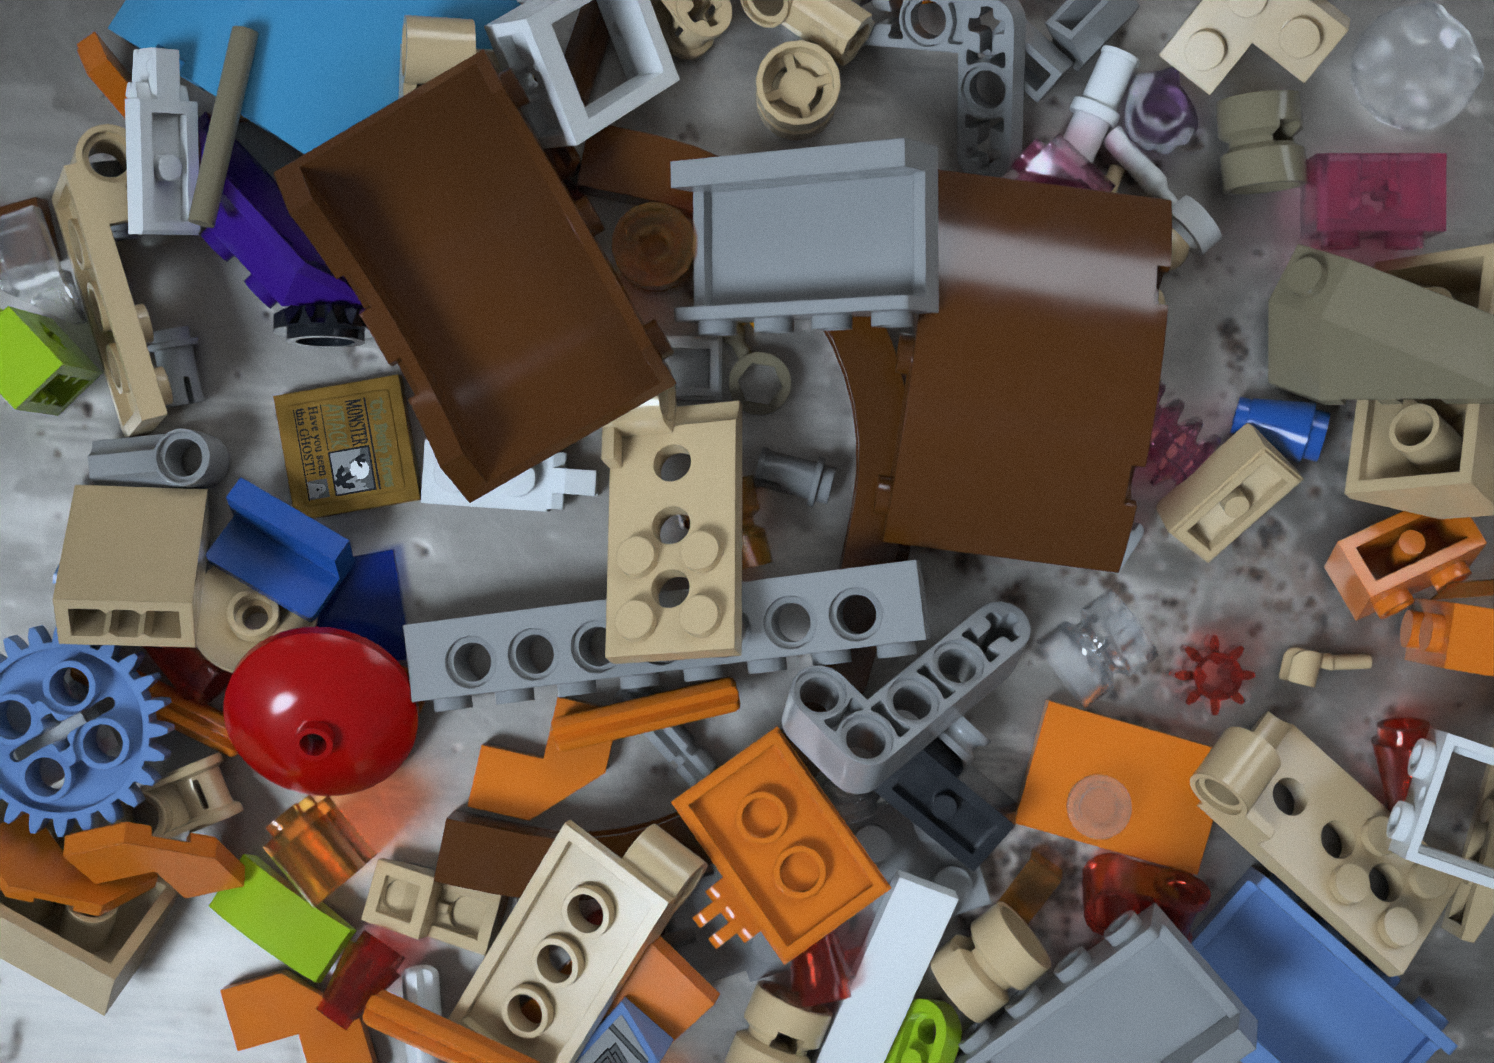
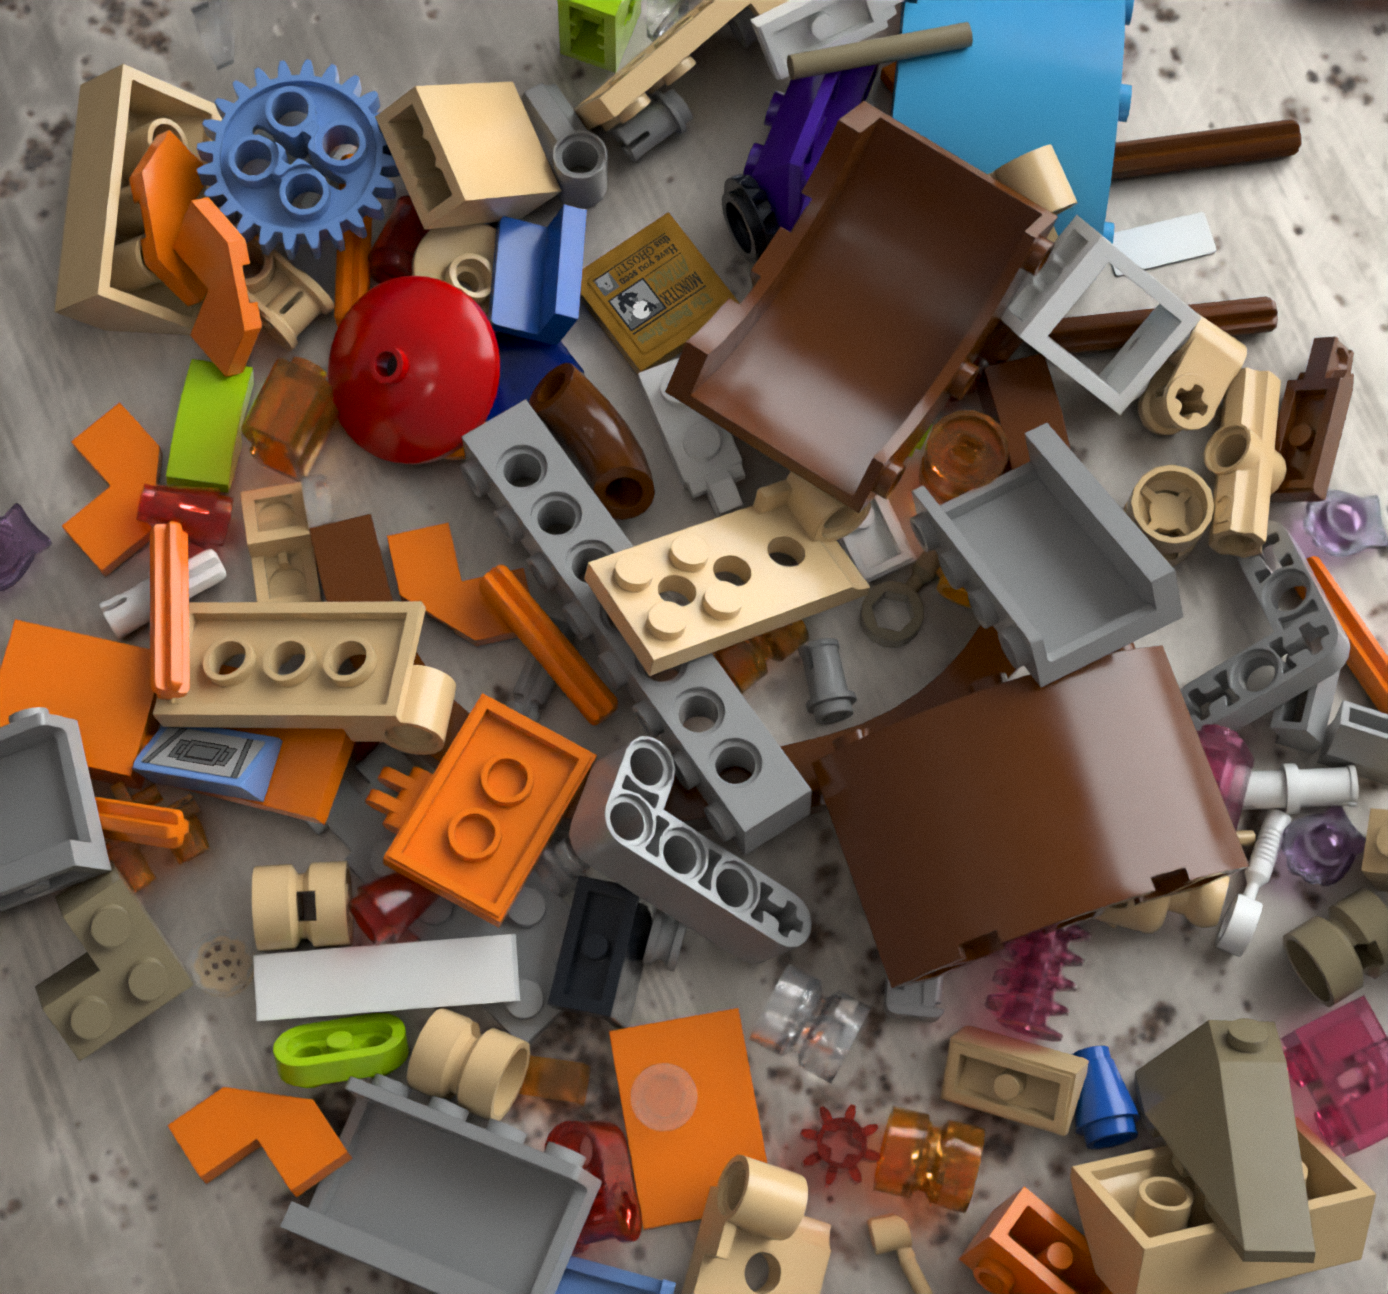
camera: 60 degrees right, 15 degrees down
(408, 855) = (318, 500): none -> clear tile
(470, 571) = (597, 440): none -> reddish brown cylinder
(1263, 604) = (929, 1159): none -> clear orange wheel

